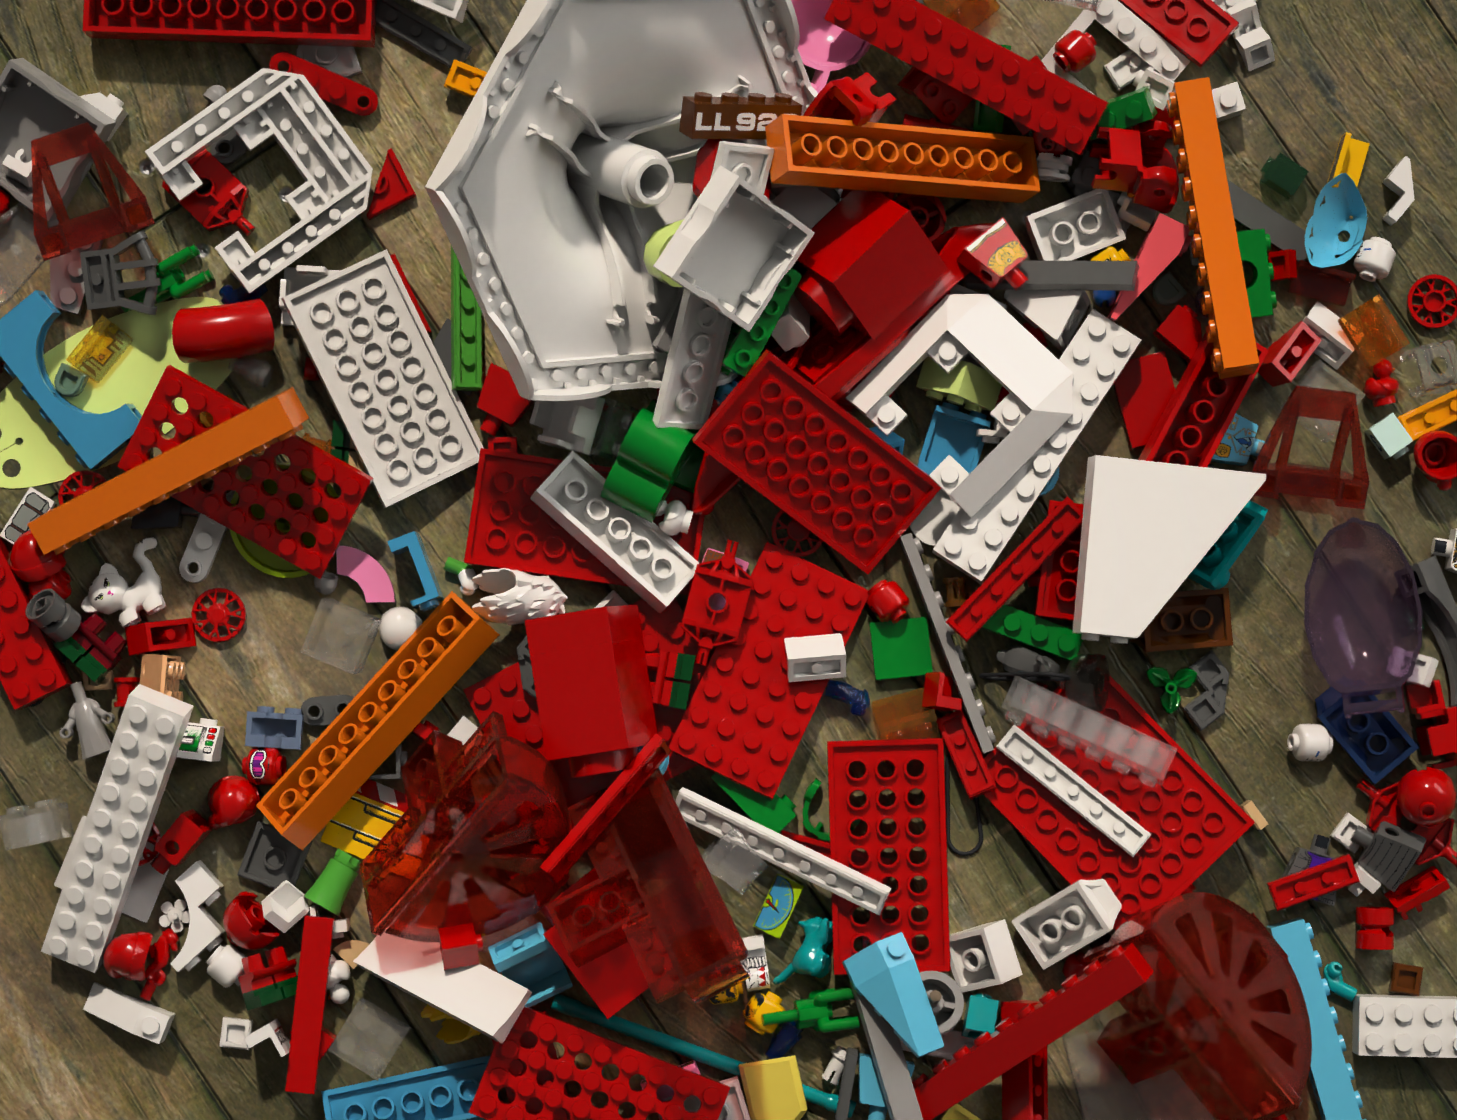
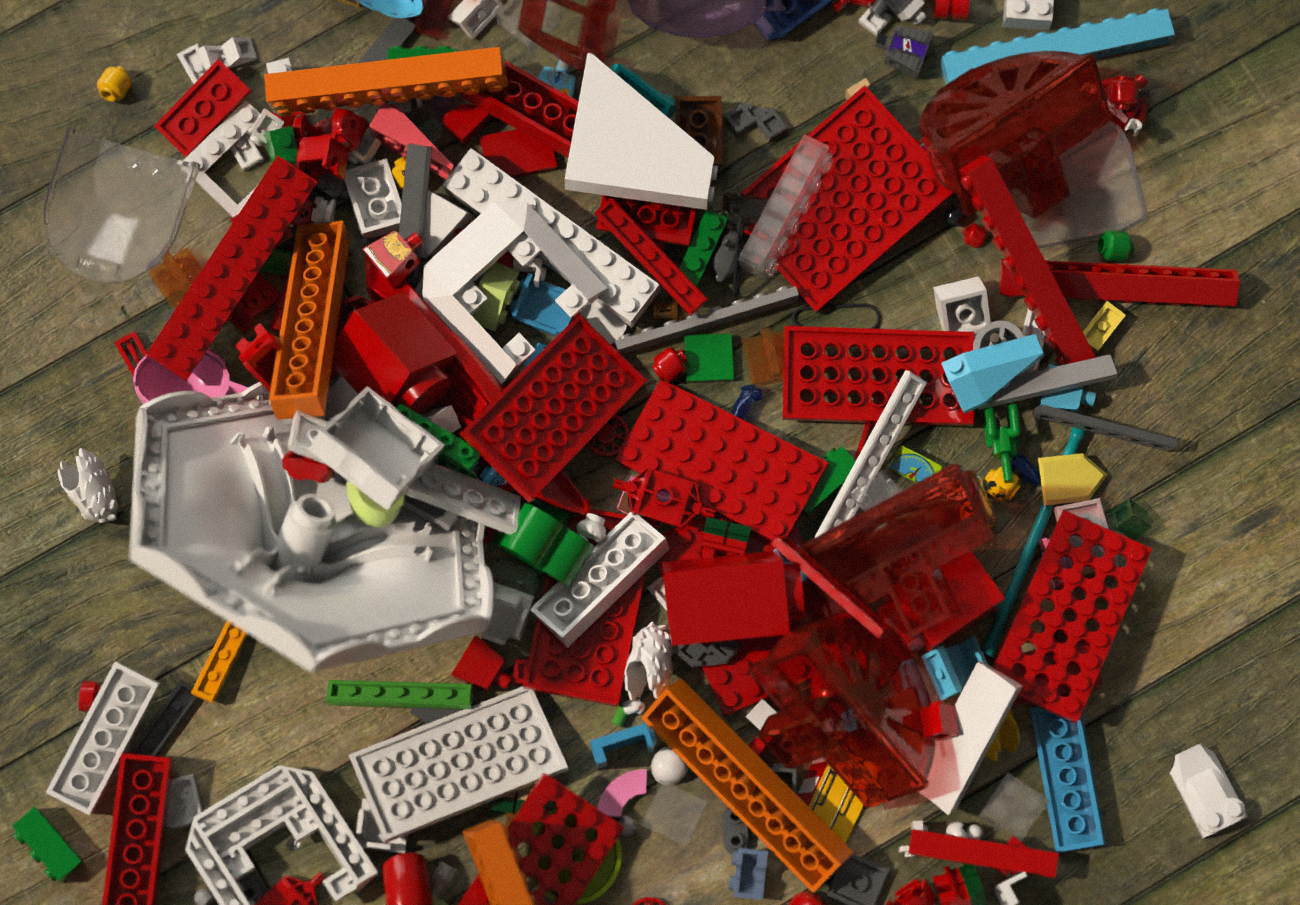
camera: 85 degrees left, 10 degrees down
(240, 294) = (377, 885): clear blue arm -> none
(264, 766) = (780, 885): red head -> none
(285, 906) = (899, 872): white panel -> none
(310, 372) = (445, 828): red hinge -> none
(329, 84) = (205, 796): red plate -> none
(334, 882) = (880, 830): bright green plant -> none
(351, 950) = (939, 820): tan tile -> none
(391, 188) = (294, 753): red tile -> none
(733, 115) = (265, 444): reddish brown brick -> none
(810, 791) = (825, 438): green piece -> none
(812, 954) = (957, 442): teal animal -> none
(815, 657) = (713, 421): white panel -> none
(836, 1064) = (1047, 428): white pin -> none
(938, 693) = (747, 330): red panel -> none
(966, 754) = (798, 309): red tile -> none
(979, 1015) = (1012, 310): teal brick -> none
(1068, 920) = (937, 235): white slope -> none
(1073, 791) = (832, 225): white tile -> none
(1075, 51) = (230, 187): red head -> none
(1100, 295) = (433, 180): blue hinge -> none
(1170, 697) = (751, 145): green plant -> none
(1283, 175) = (344, 35): clear green brick -> none
(1283, 264) = (416, 38): red plate -> none
(1288, 355) = (488, 35): red slope -> none
(1310, 742) = (801, 44): white head -> none
(1312, 882) = (913, 46): red tile -> none
(1334, 978) = (986, 38): teal arm -> none

